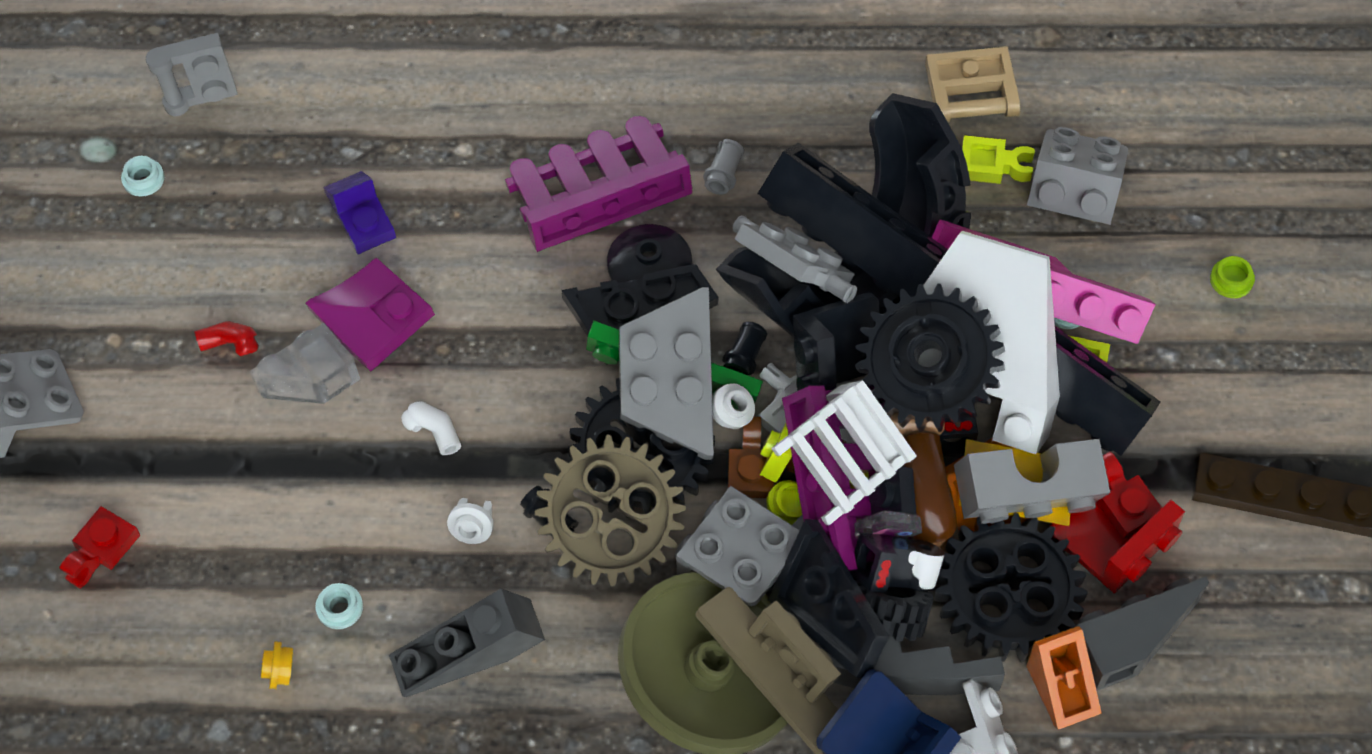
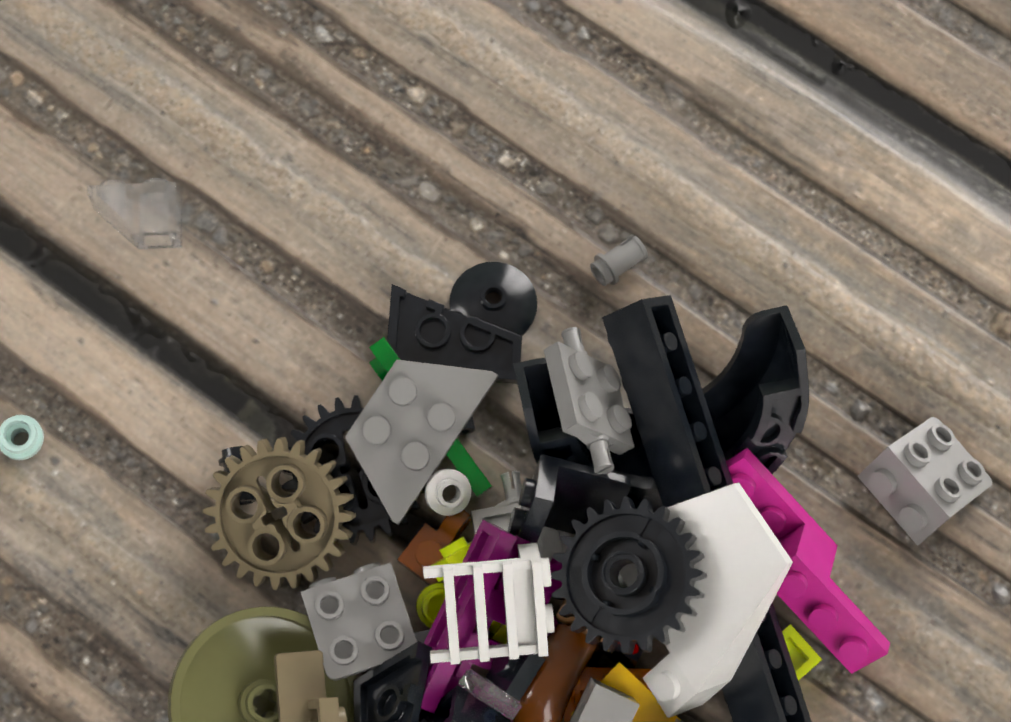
camera: 30 degrees right, 10 degrees up
(225, 333) = (106, 137): red arm -> none
(360, 211) = (287, 94): dark purple slope -> none
(371, 313) = (229, 194): magenta plate -> none
(435, 420) = (209, 326): white arm -> none
(468, 643) = (93, 543): dark grey slope -> none
(471, 522) = (170, 441): white plate -> none
(598, 203) = (498, 223): magenta fence -> none
(745, 348) = (504, 444): black pin -> none
(973, 73) = (903, 317): tan plate -> none
(989, 160) = (853, 410): neon yellow plate -> none
(1232, 277) = (986, 672): lime plate -> none

